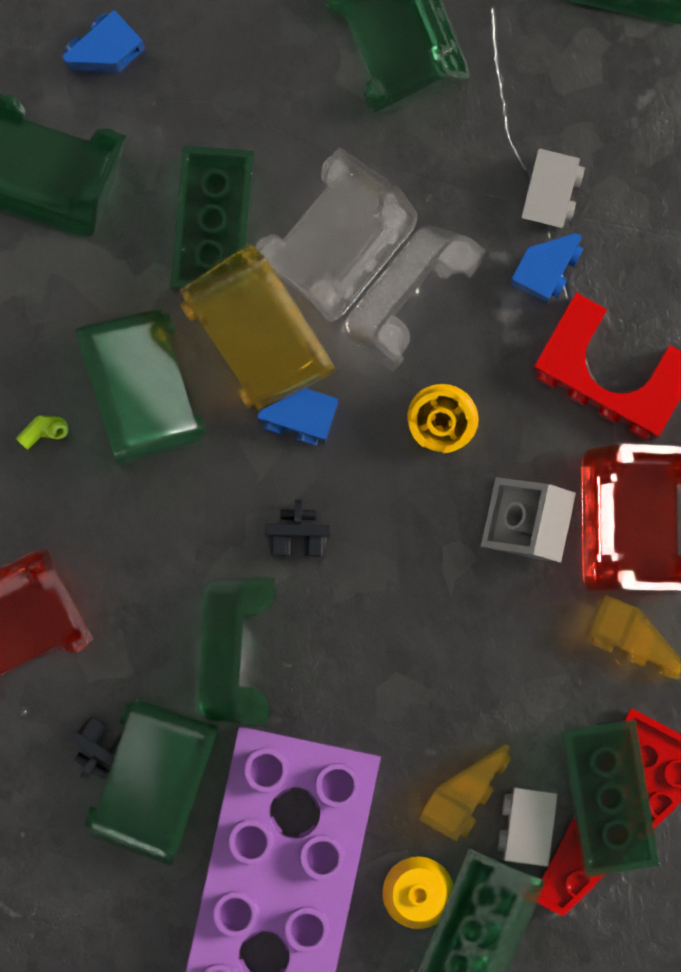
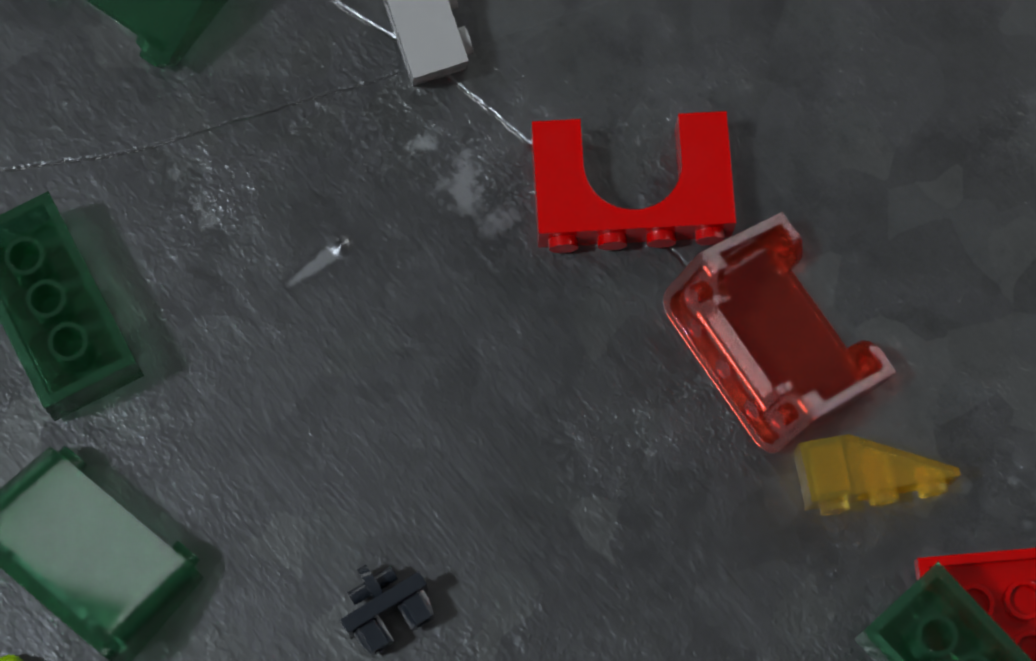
camera: 35 degrees left, 10 degrees down
(256, 328) = (183, 390): clear yellow windscreen -> none
(302, 413) = (301, 462): blue slope -> none
(341, 237) = (216, 231): clear windscreen -> none
(373, 318) = (320, 299): clear windscreen -> none
(442, 418) = (471, 359): yellow cone -> none
(528, 519) = (648, 416): light grey slope -> none
(543, 267) = (475, 121): blue slope -> none

